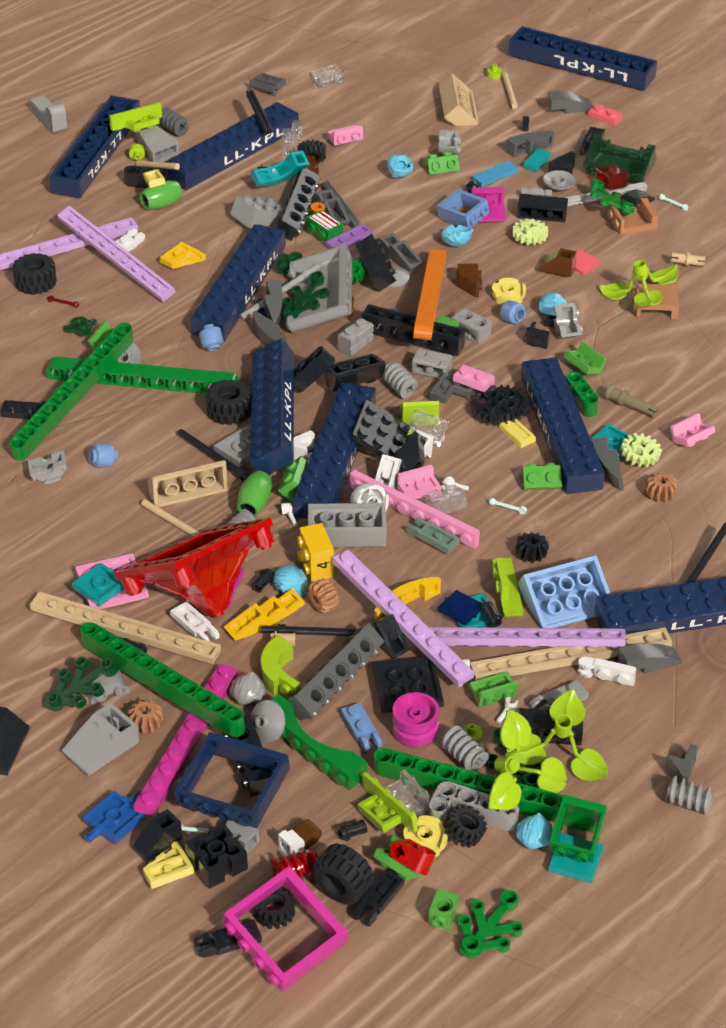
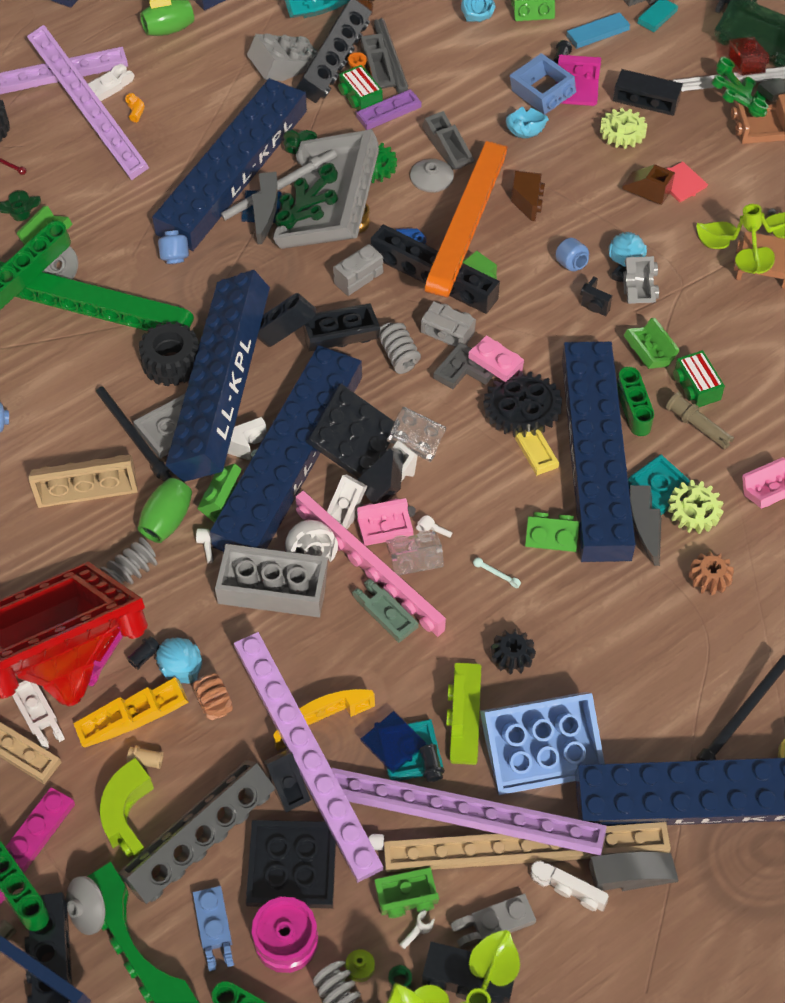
camera: 10 degrees right, 15 degrees up
(152, 254) = (135, 105): none -> light orange arm
(168, 517) = (50, 528): tan bar -> none
(181, 256) = (171, 112): yellow wing -> none
(247, 689) = (77, 838): light grey hair -> none
(266, 329) = (250, 248): dark grey slope -> none
(282, 628) = (149, 740): black bar -> none
(315, 552) = (217, 623): yellow brick -> none
(376, 262) = (411, 154): black brick -> none
(407, 409) = (418, 399): lime slope -> none
(476, 327) = (514, 270): light grey brick -> none
(516, 293) = (569, 227): light yellow plate -> none
(540, 192) = (645, 67): light grey axle -> none
(559, 180) = (678, 50): light grey dish -> none
(563, 163) = (687, 29): black slope -> none
(624, 375) = (698, 379): none -> brick

